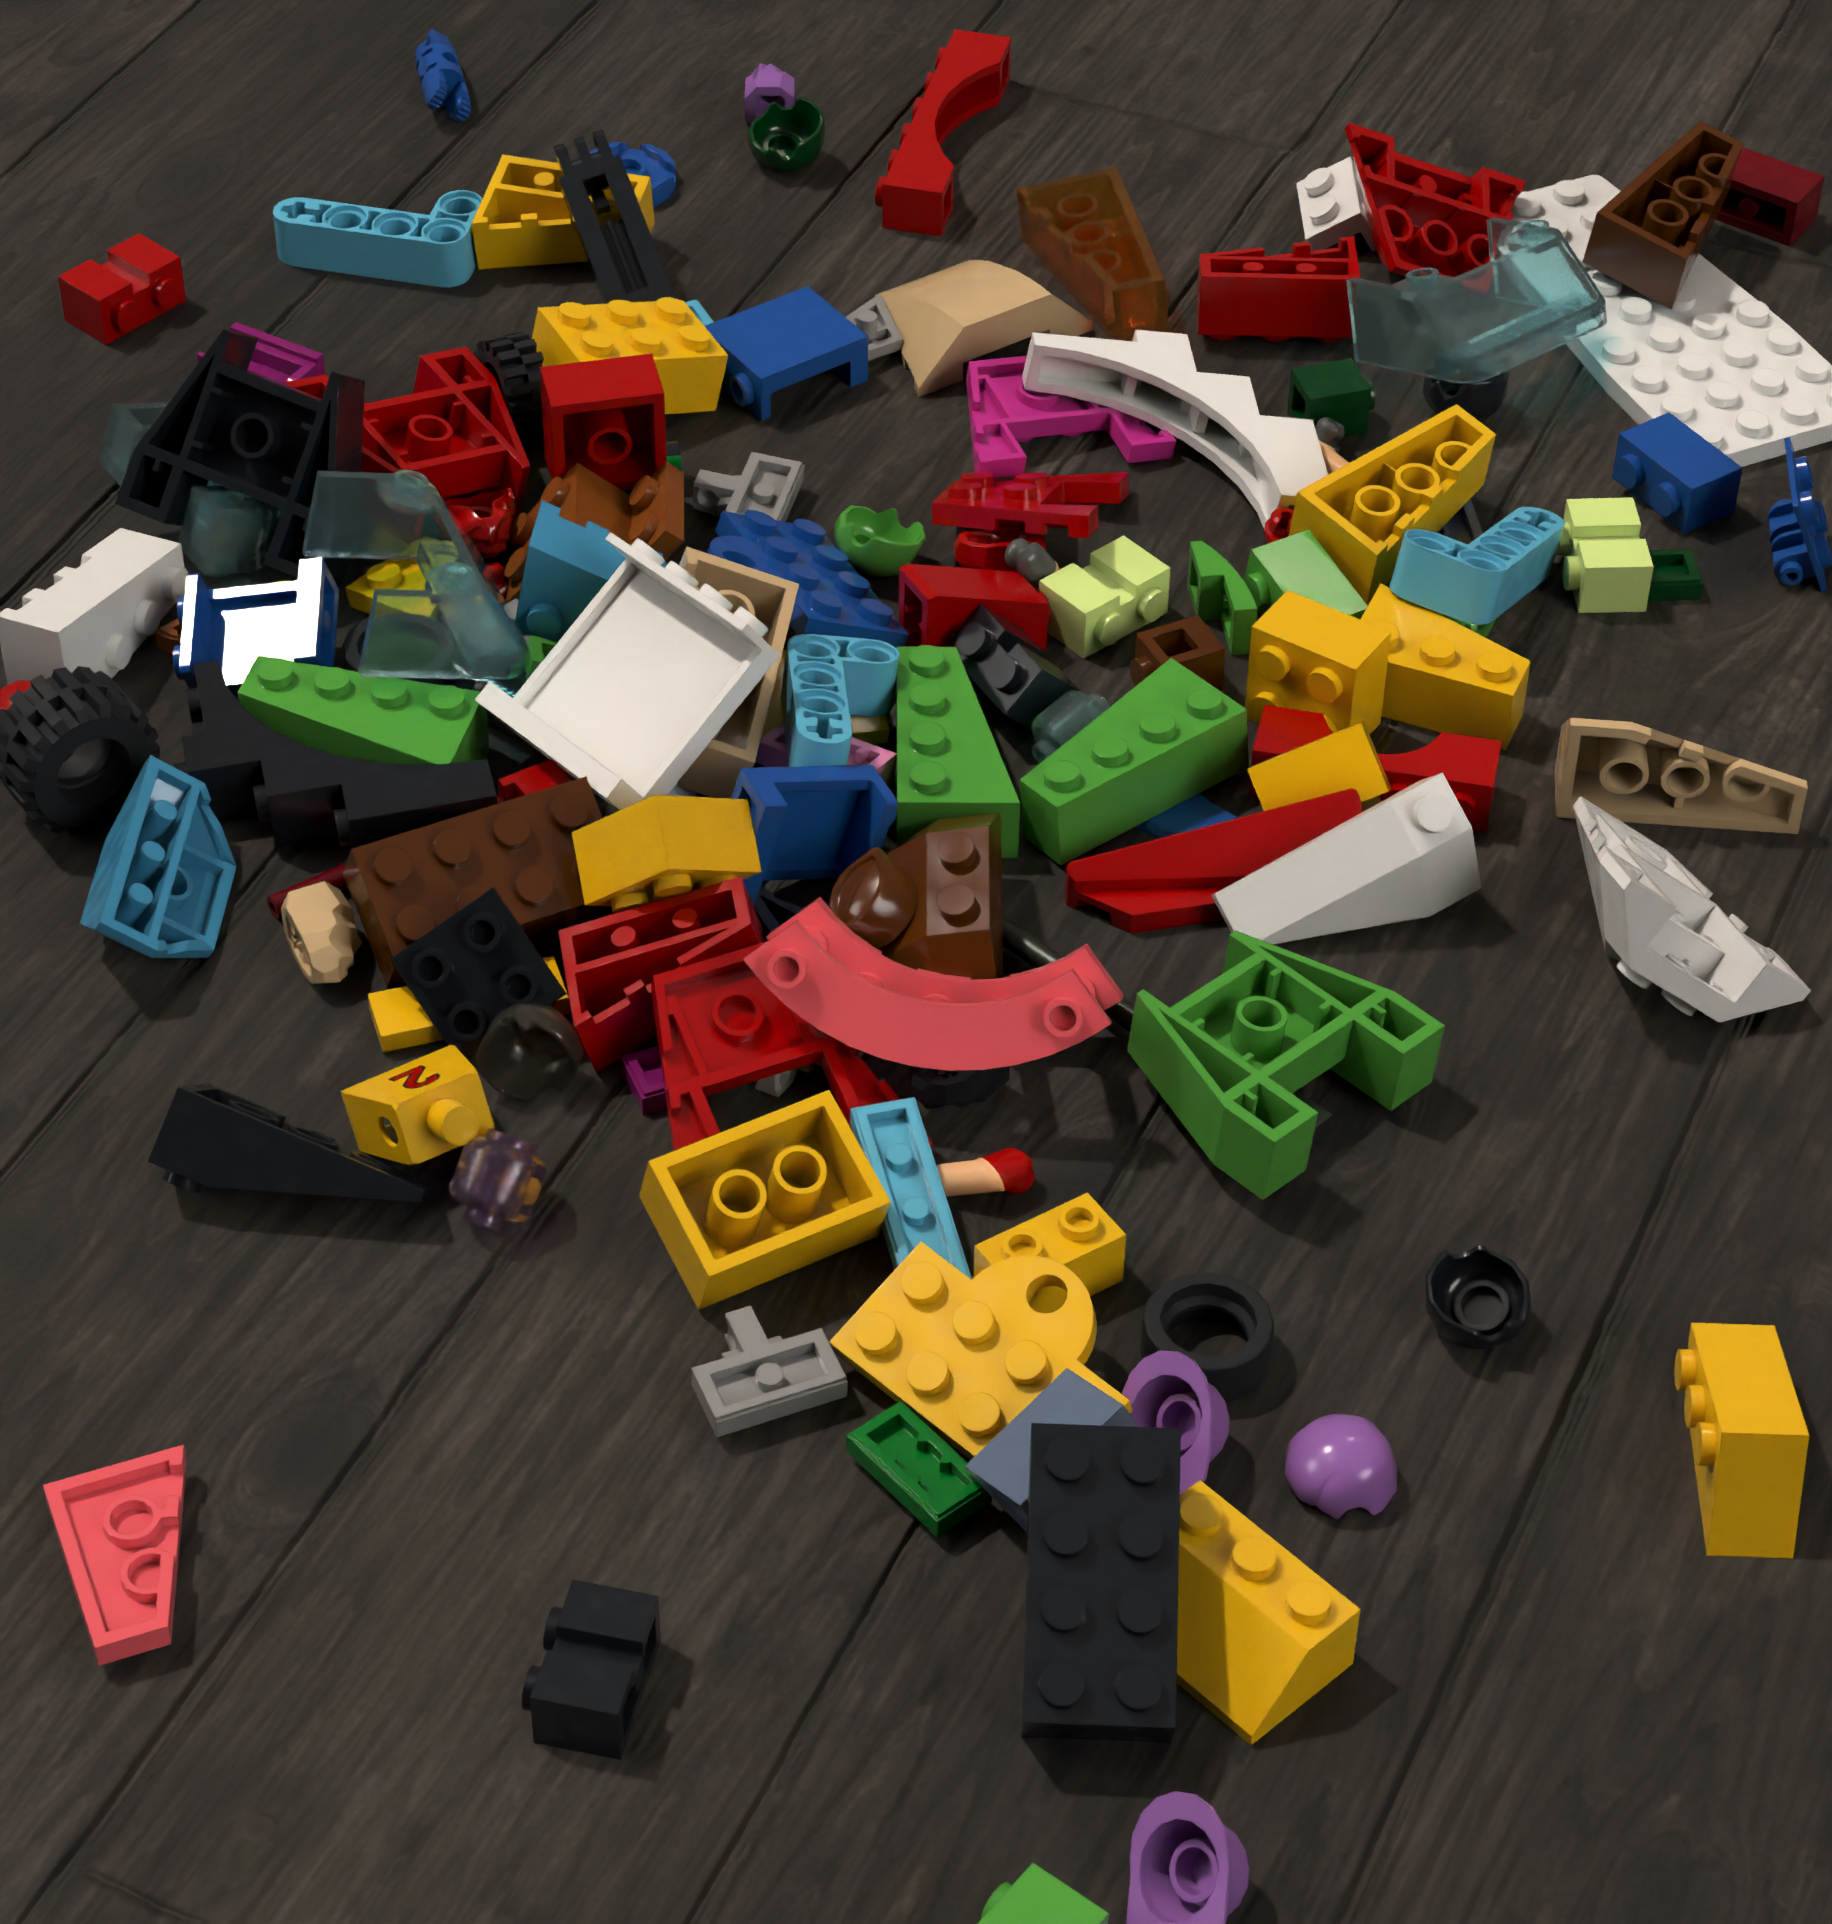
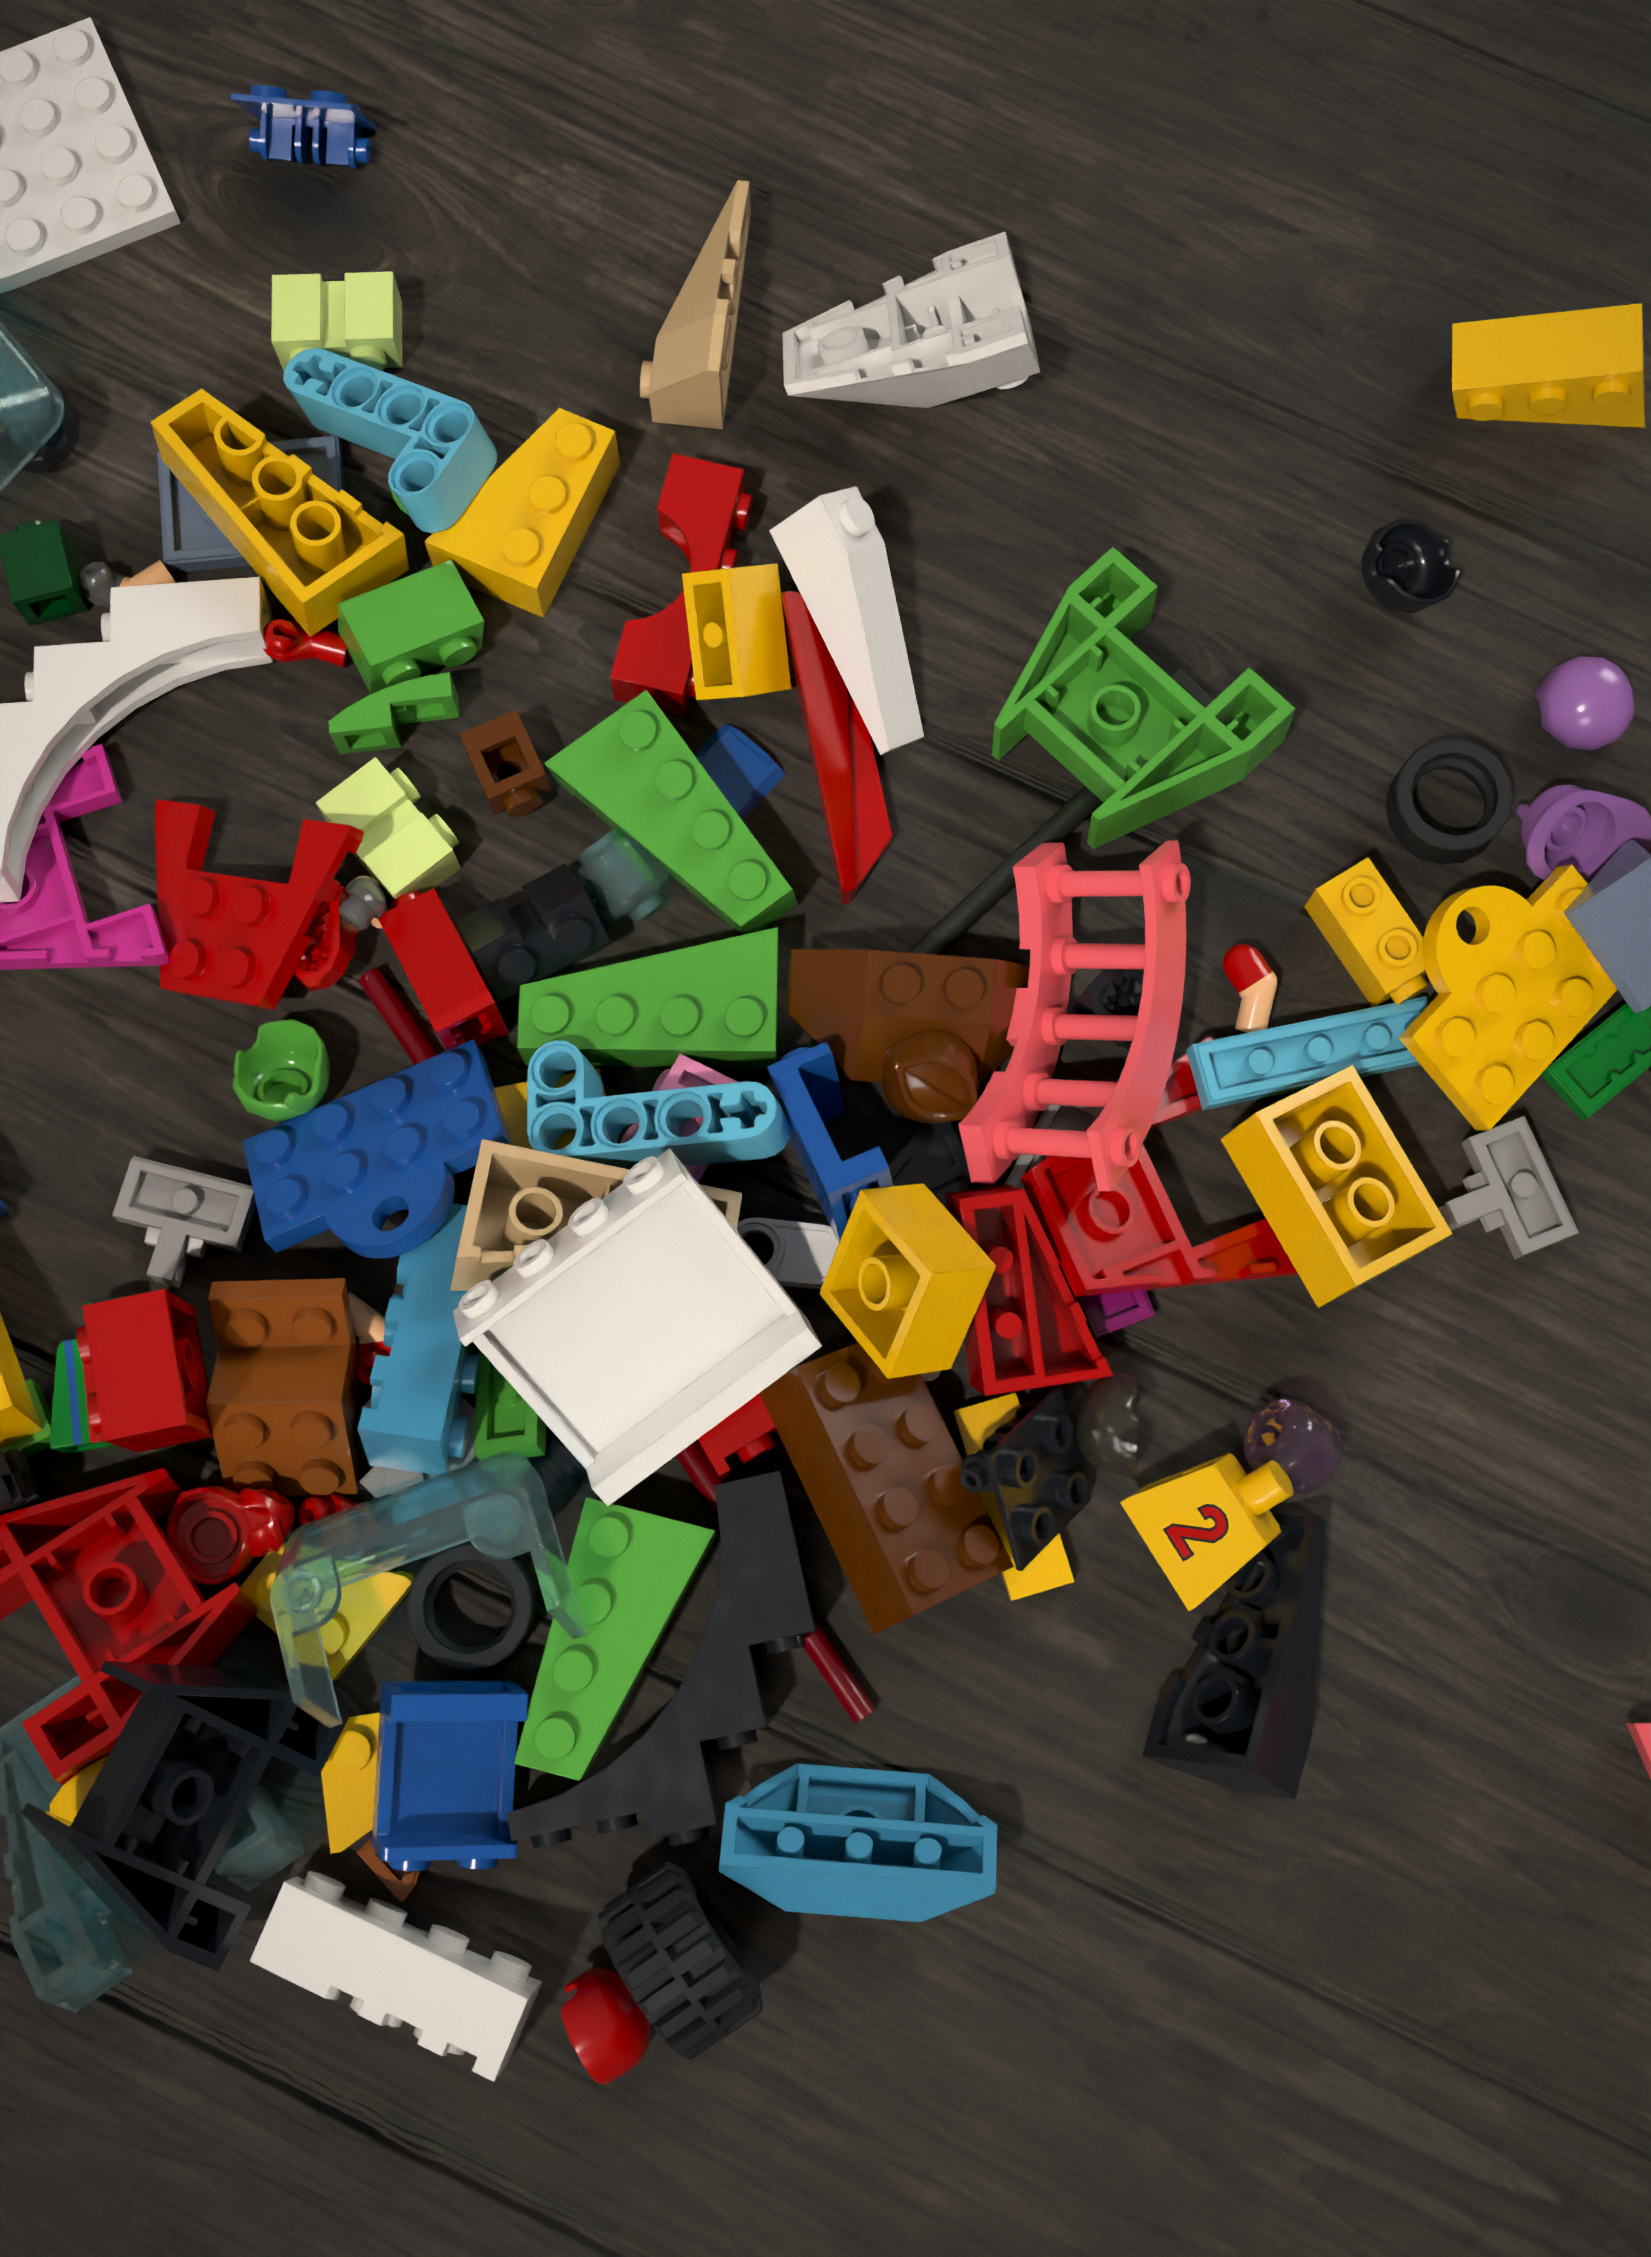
camera: 90 degrees left, 35 degrees up
(320, 932) = (932, 1653): tan rock -> none
(1317, 663) = (563, 621): yellow brick -> none
(1675, 576) = (351, 256): dark green tile -> none
(1677, 472) = (197, 232): blue brick -> none

